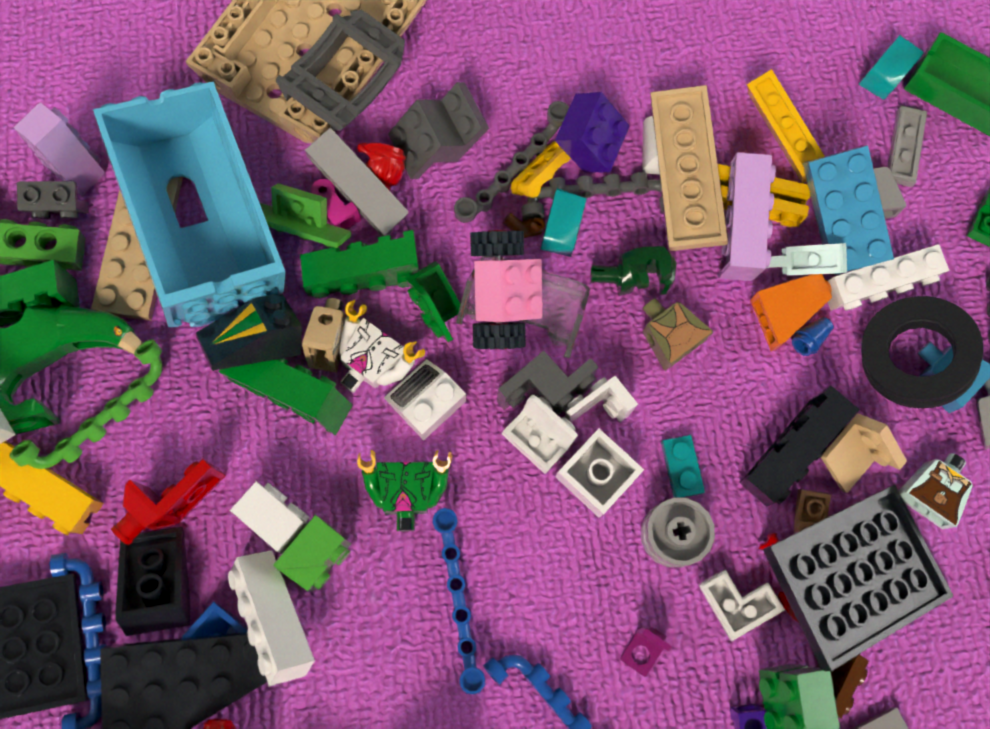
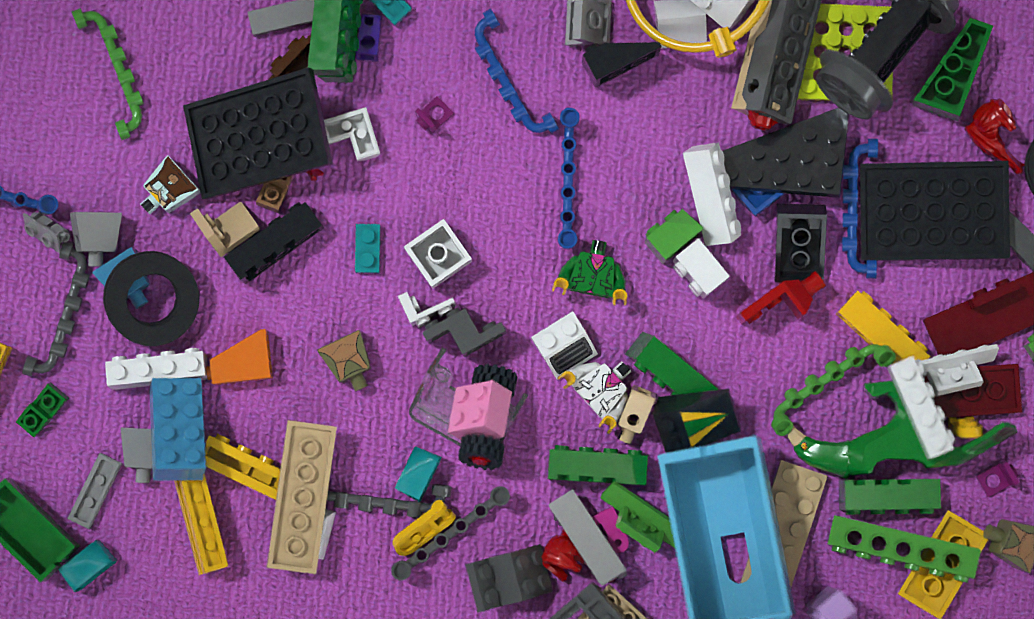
camera: 160 degrees left, 10 degrees up
(49, 197) = (849, 577): dark grey bracket -> none
(435, 298) = (540, 423): green bracket -> none
(531, 227) = (451, 478): reddish brown arm -> none
(540, 433) = (479, 293): white bracket -> none
(592, 132) = (375, 547): dark purple brick -> none
(634, 269) = (371, 417): dark green piece -> none
(695, 531) = (382, 182): light grey wheel -> none
(748, 216) = (263, 439): lavender wedge -> none
(811, 337) = (232, 333): blue cone -> none
(812, 259) = (220, 393): light aqua hinge -> none

